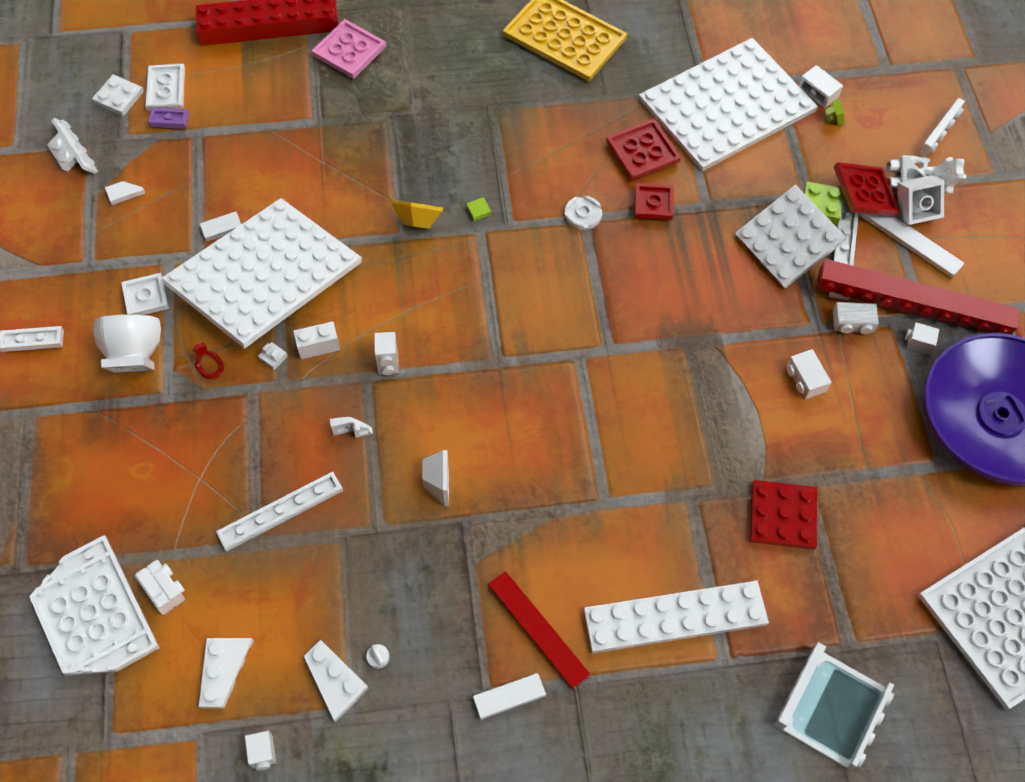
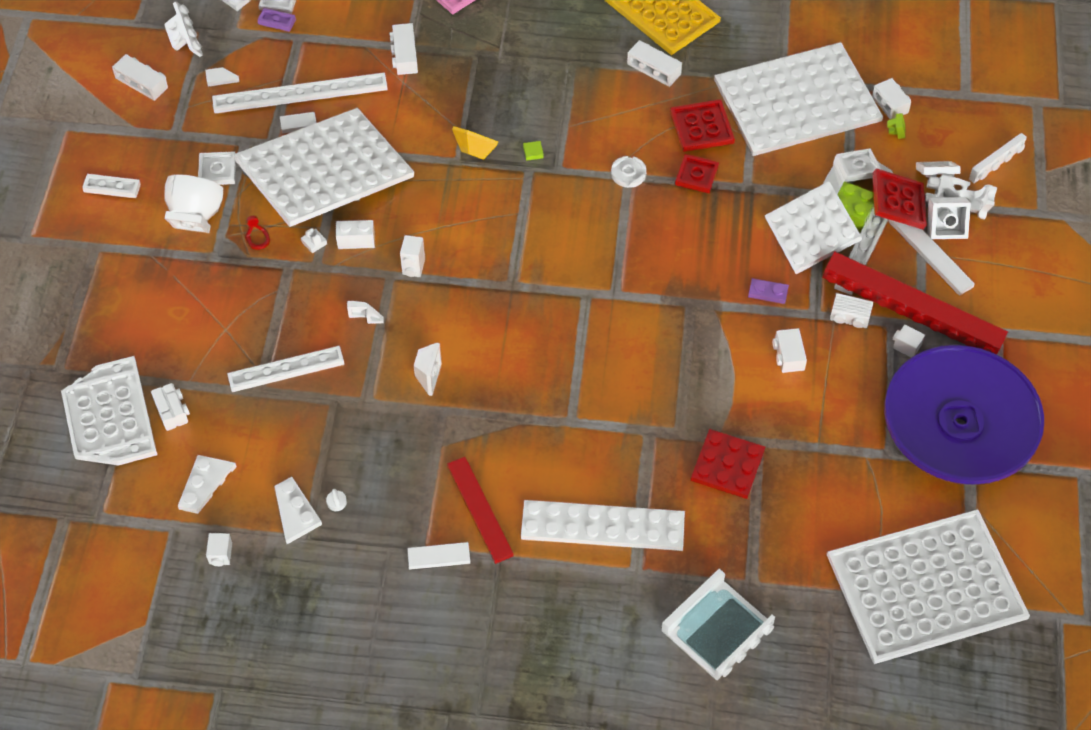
camera: 15 degrees right, 5 degrees down
(34, 208) = (140, 77): none -> white brick
(213, 194) = (299, 93): none -> white plate
(313, 125) = (403, 49): none -> white brick
(575, 93) = (654, 63): none -> white brick
(764, 313) = (768, 291): none -> medium lavender plate
(807, 165) = (853, 167): none -> white piece
(890, 149) = (931, 169): none -> white plate

